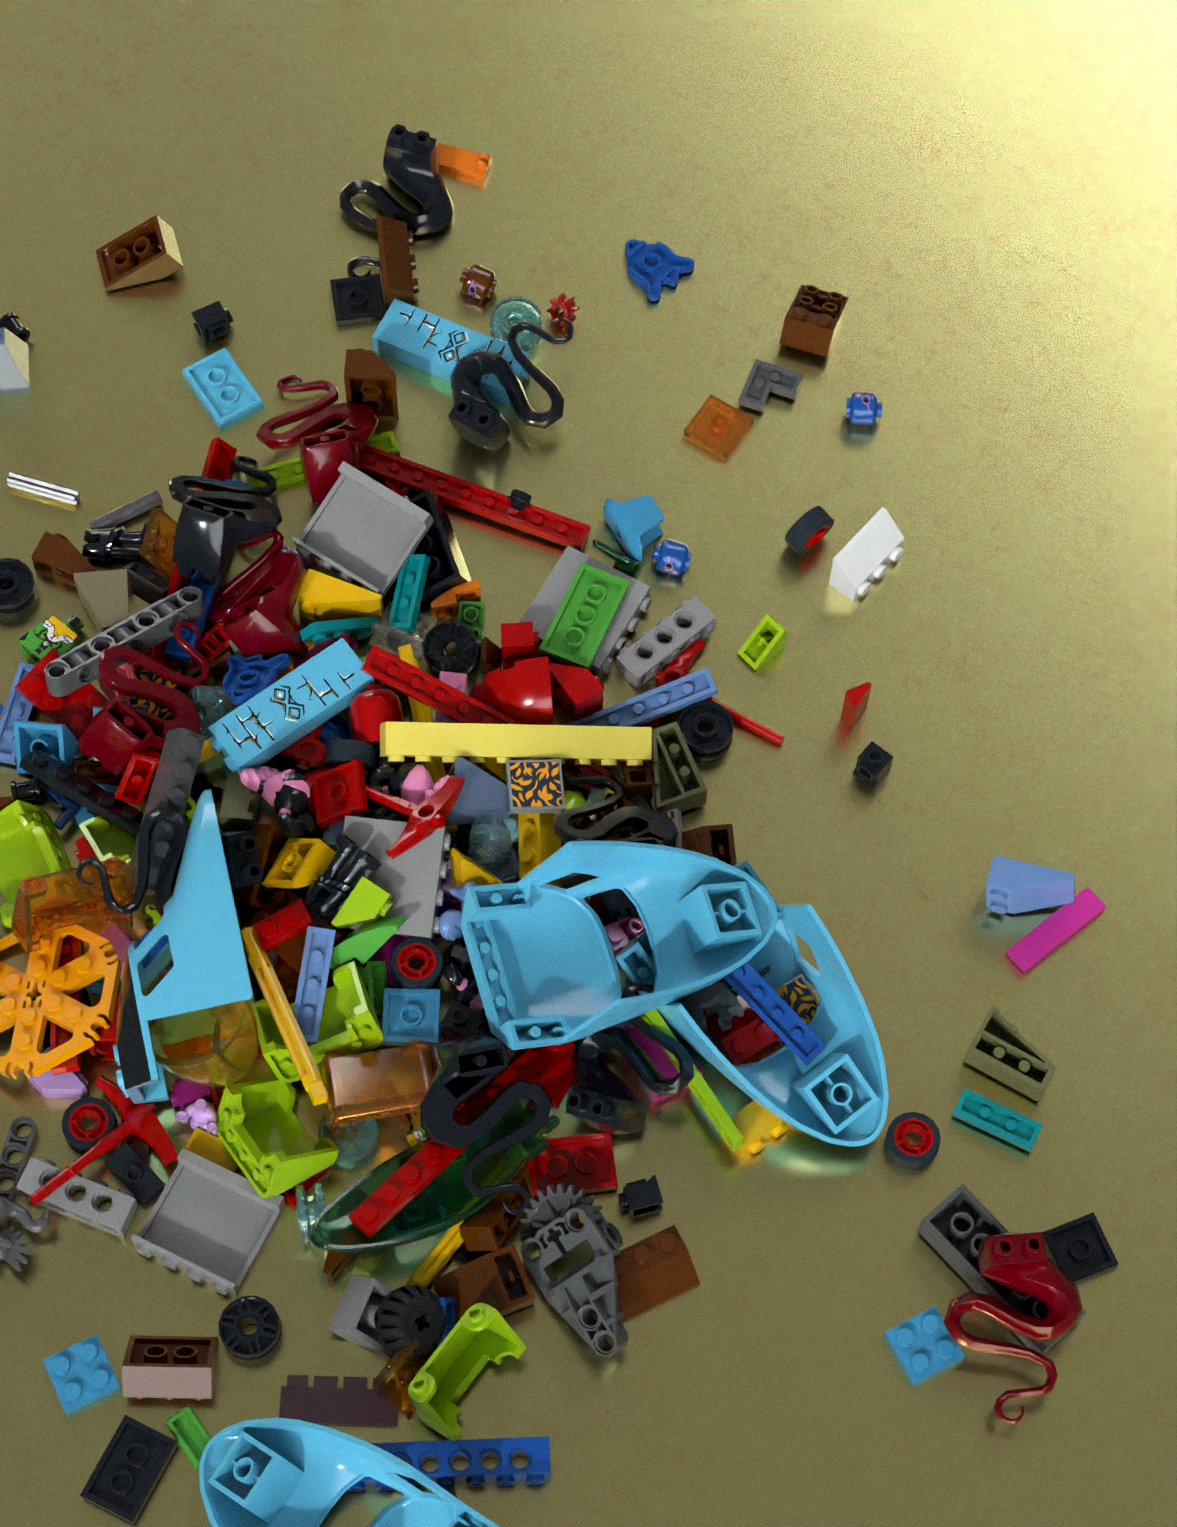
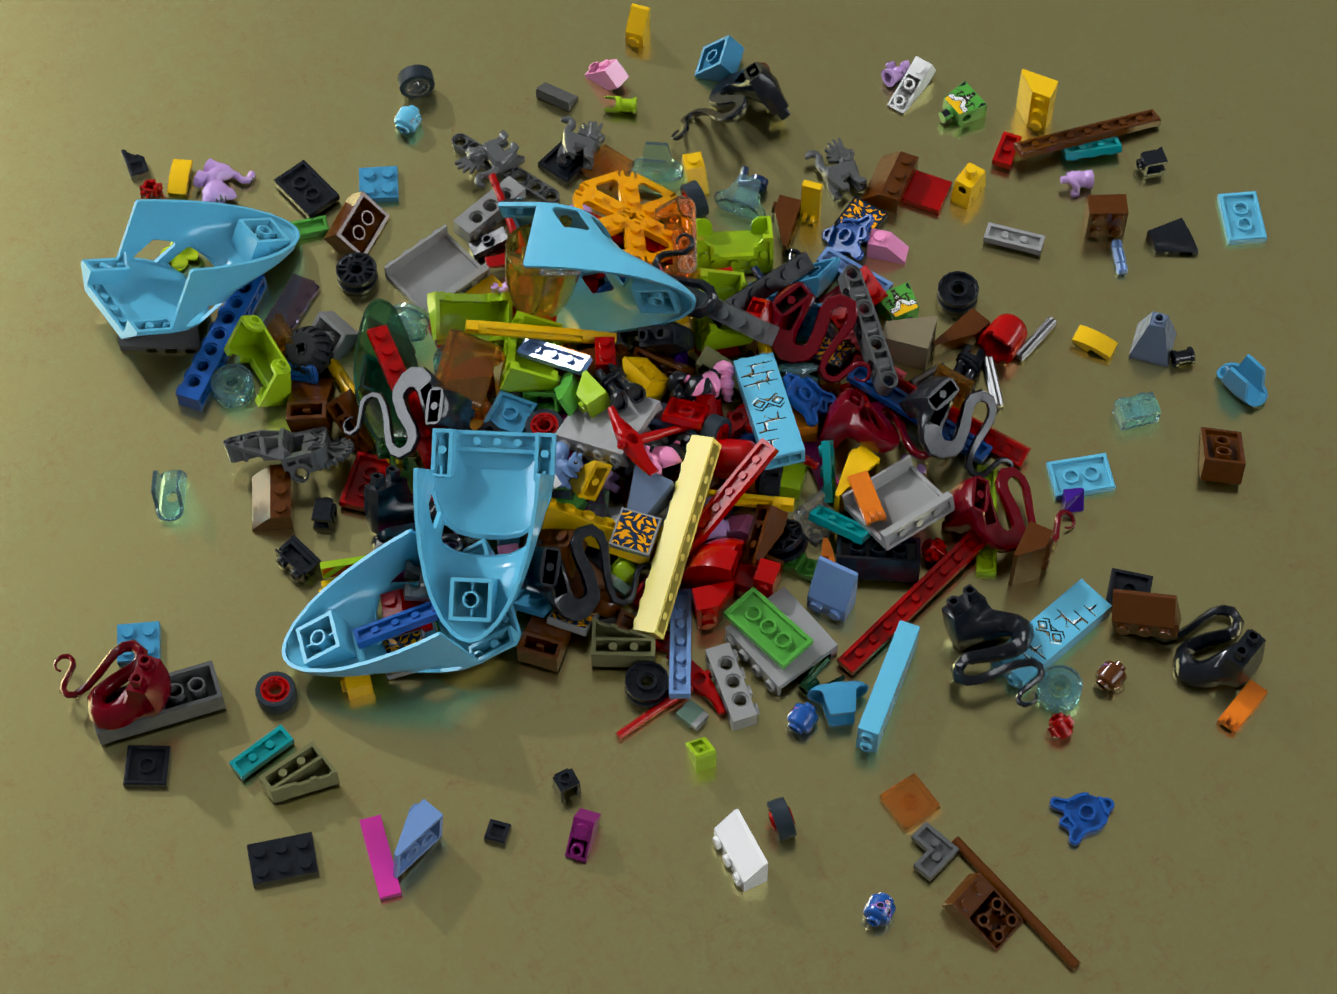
camera: 115 degrees right, 5 degrees down
(19, 250) = (1245, 380): none -> dark azure piece
(24, 424) = (1096, 341): none -> yellow slope
(61, 510) = (1003, 337): none -> red cylinder
(111, 353) = (1136, 411): none -> clear light blue brick
(212, 321) = (1140, 482): black window -> none
(264, 384) = (1073, 499): none -> dark purple slope
(374, 560) = (866, 498): none -> orange hinge
(463, 660) = (764, 532): none -> reddish brown slope
(489, 839) = (610, 497): clear light blue hair -> none
(492, 1392) = (233, 385): none -> clear light blue wheel
(504, 571) = (832, 590): none -> medium blue slope
(519, 500) = (890, 625): black plate -> none
(599, 477) = (887, 687): none -> medium azure brick
(716, 1398) = (165, 484): none -> clear light blue piece
(721, 670) = (692, 715): none -> sand green piece
(721, 1198) = (298, 560): none -> black hinge
(786, 297) = (1017, 904): none -> reddish brown piece
(855, 704) = (614, 786): red slope -> none
(922, 724) = (582, 834): none -> magenta slope
(961, 819) = (497, 832): none -> black tile
(1113, 1035) = (282, 859): none -> black plate

